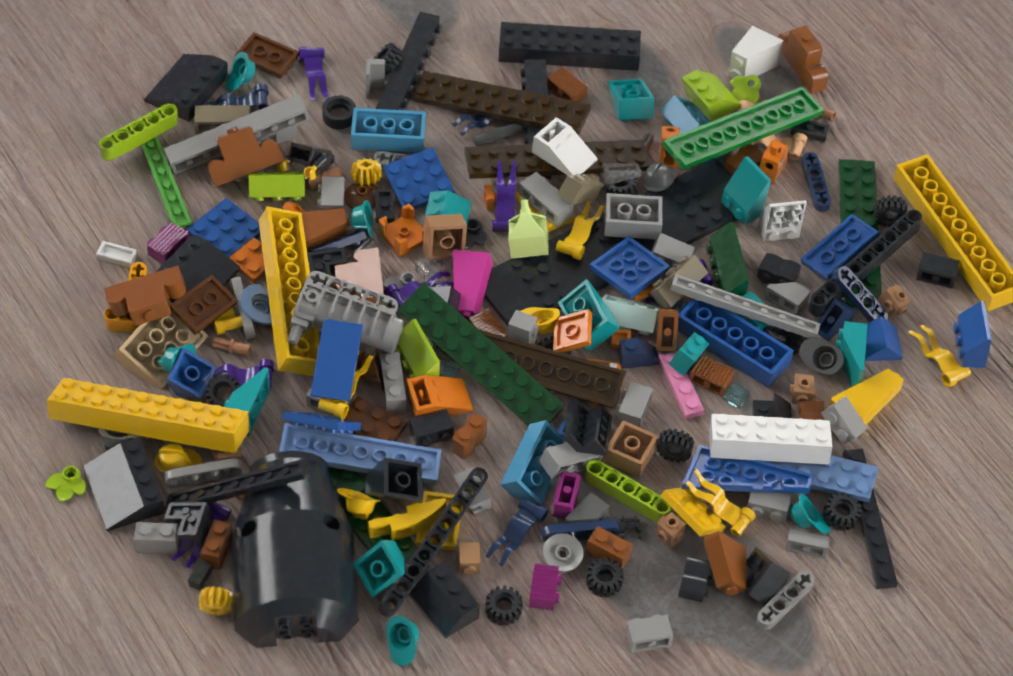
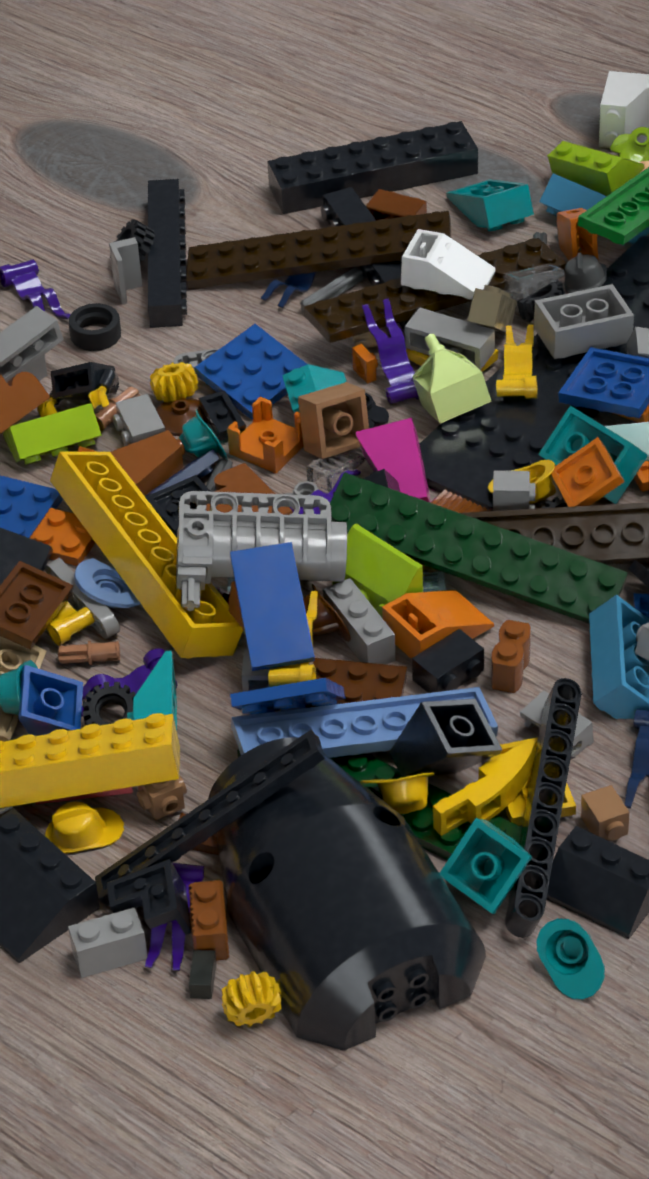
camera: 15 degrees left, 10 degrees down
(185, 475) = (92, 849): light grey beam -> none
(388, 130) = (179, 324): dark azure slope -> none

